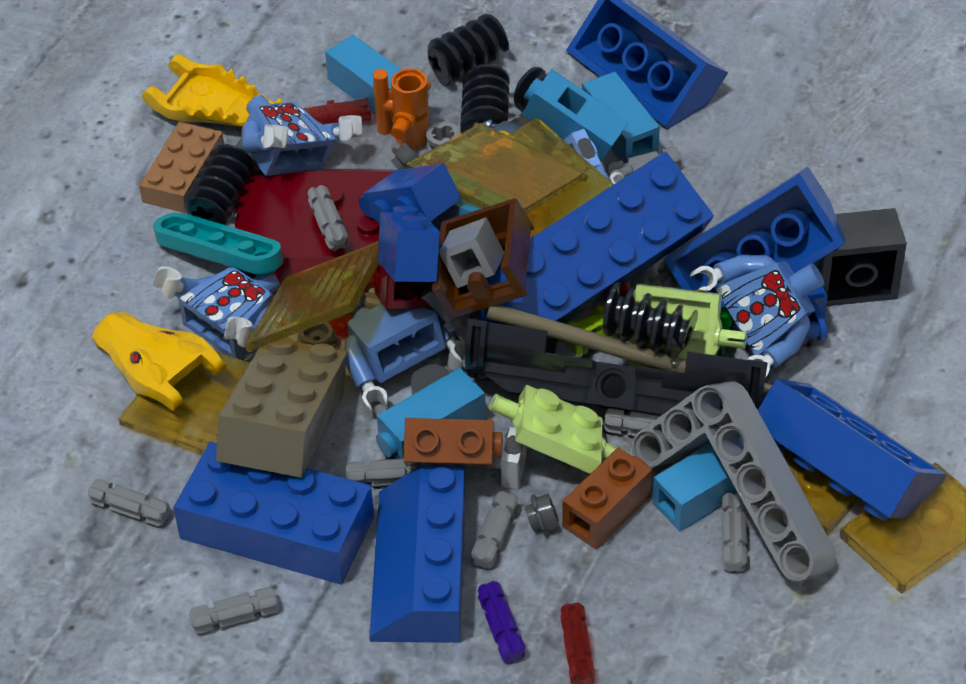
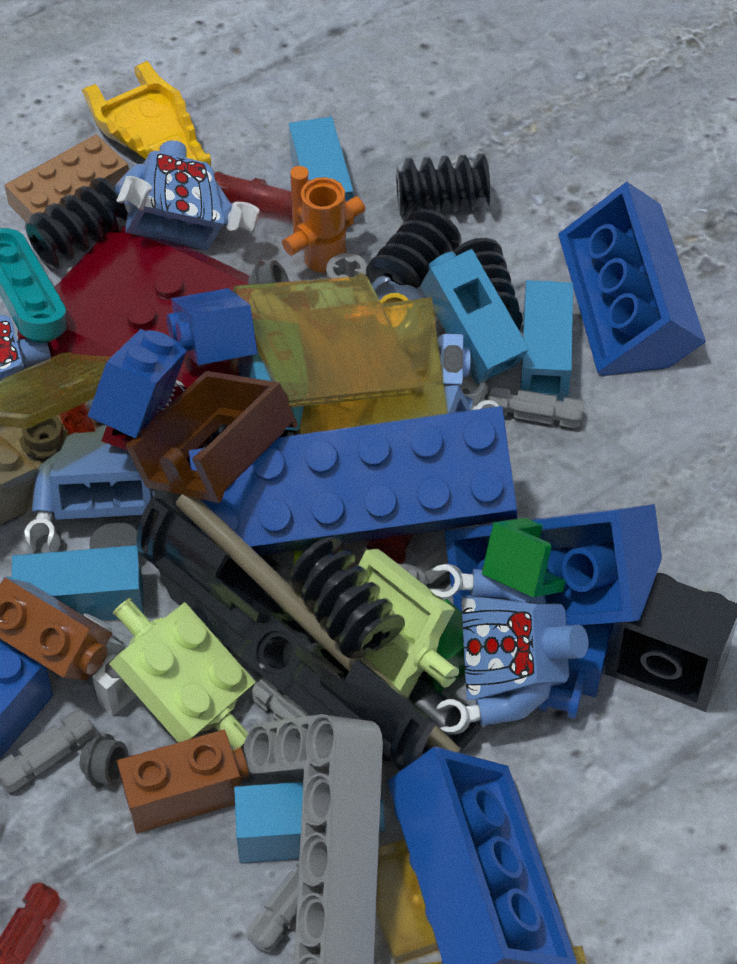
camera: 30 degrees right, 5 degrees up
(328, 217) = (136, 305): light grey axle -> none
(471, 250) = (199, 417): light grey brick -> none
(747, 238) = (521, 558): none -> green panel

